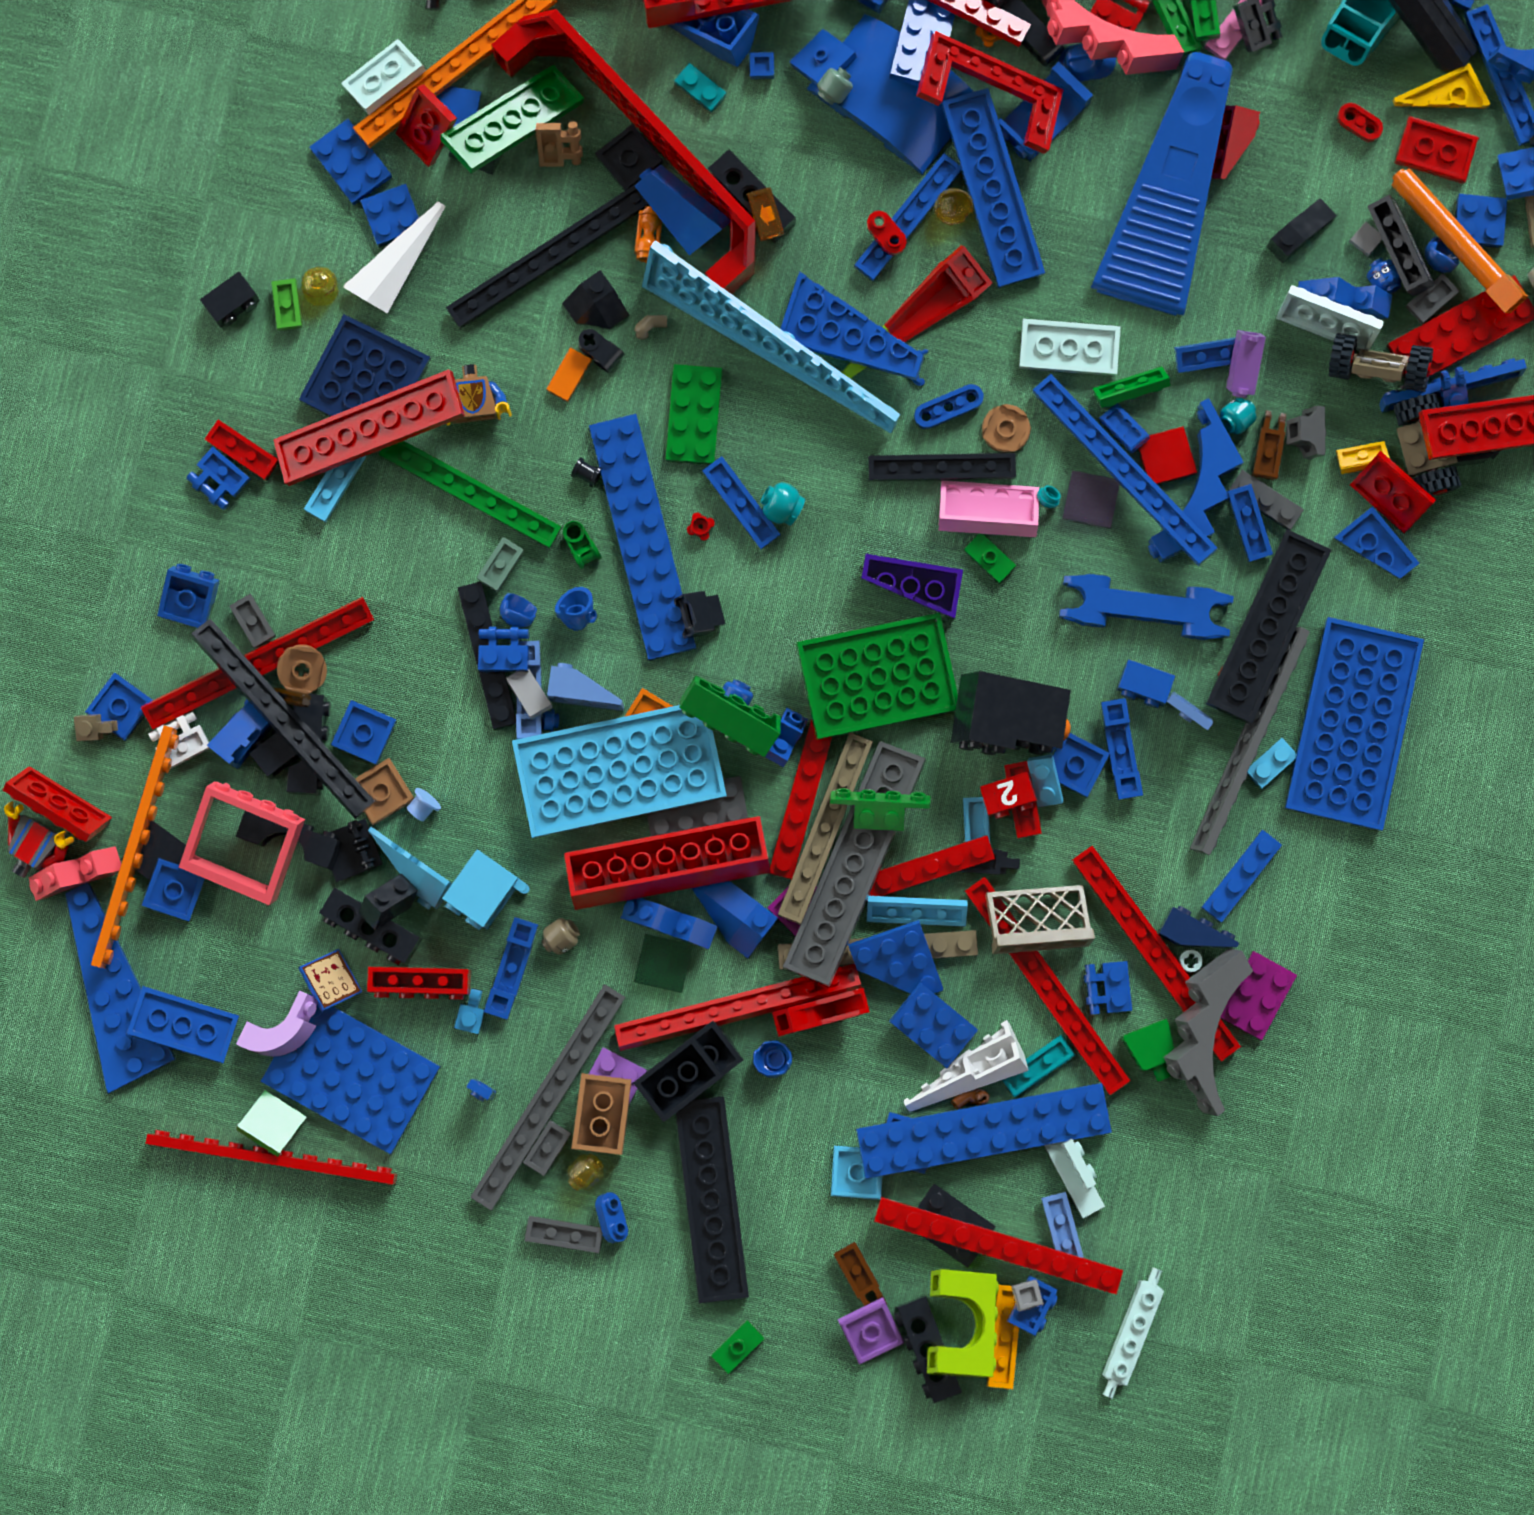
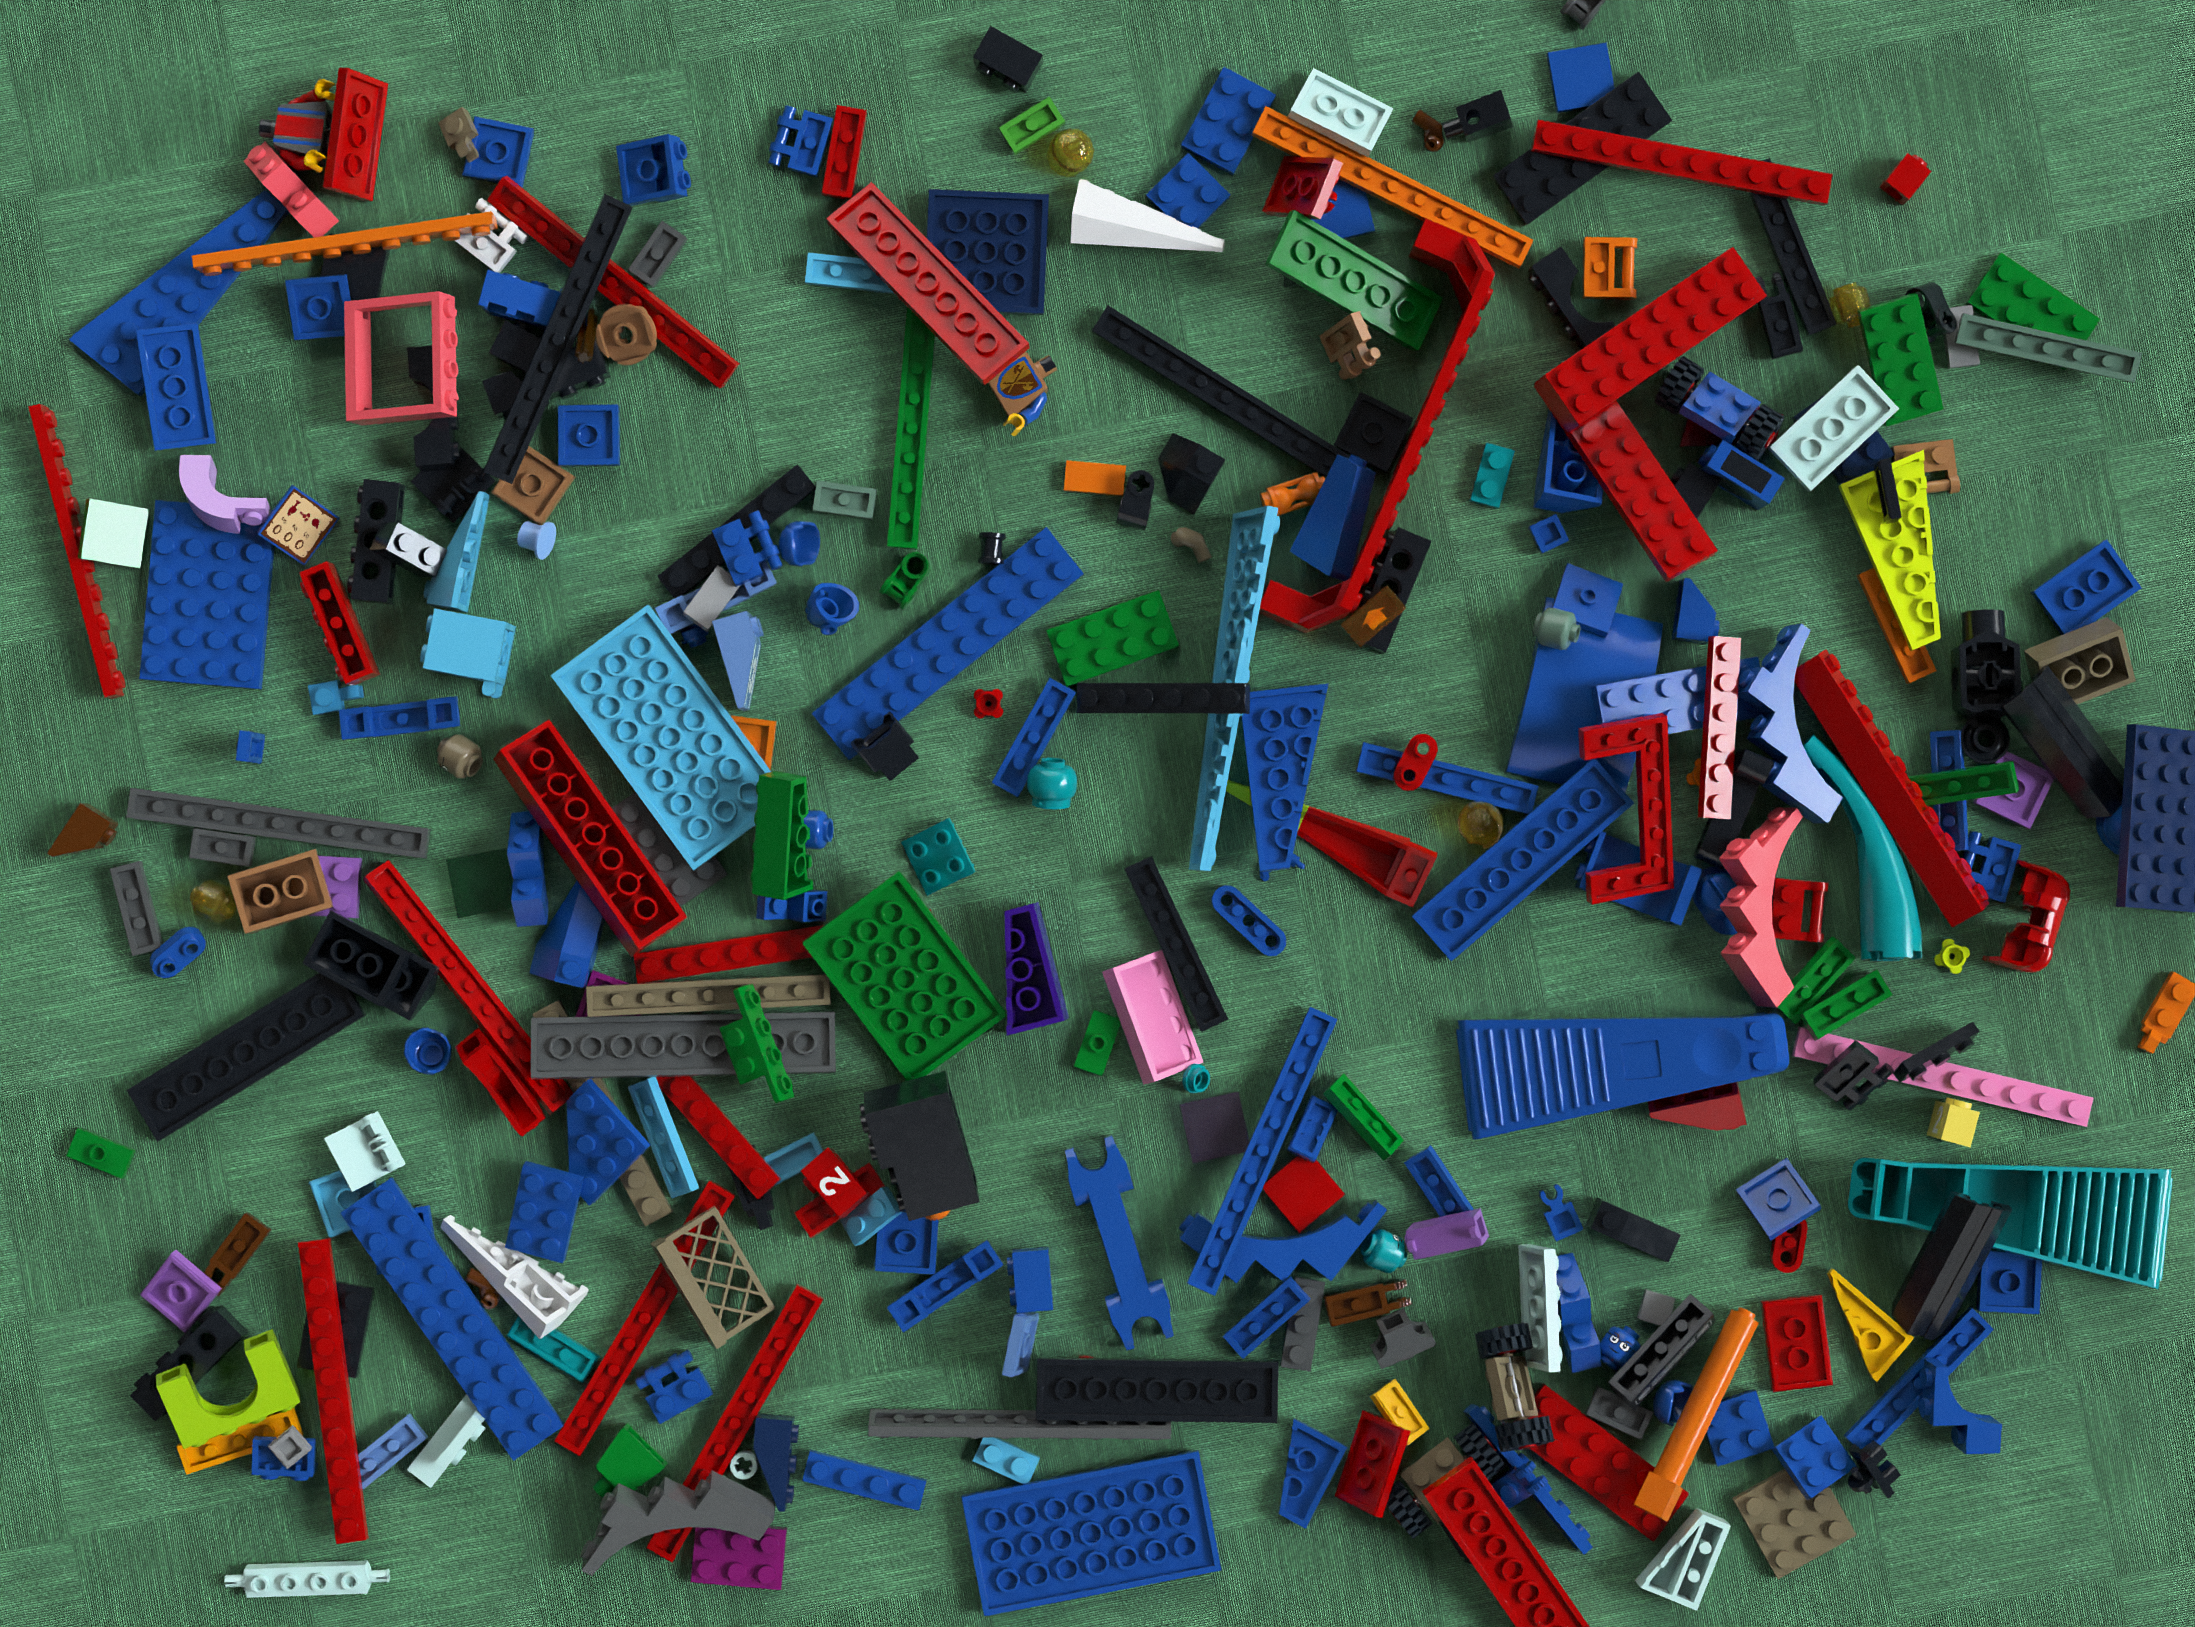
camera: 60 degrees right, 5 degrees up
(428, 19) = (1432, 131): none -> reddish brown arm
(488, 1248) = (84, 832): none -> reddish brown slope
(756, 391) = (1164, 698): none -> black plate
(798, 612) = (938, 856): none -> teal hinge
(827, 1141) = (364, 1151): none -> light aqua hinge
(1006, 428) = (1253, 996): medium nougat tile -> none
(1069, 347) = (1378, 1027): light aqua plate -> none
(1270, 276) = (1561, 1217): none -> blue plate
(1325, 114) = (1778, 1199): none -> blue plate

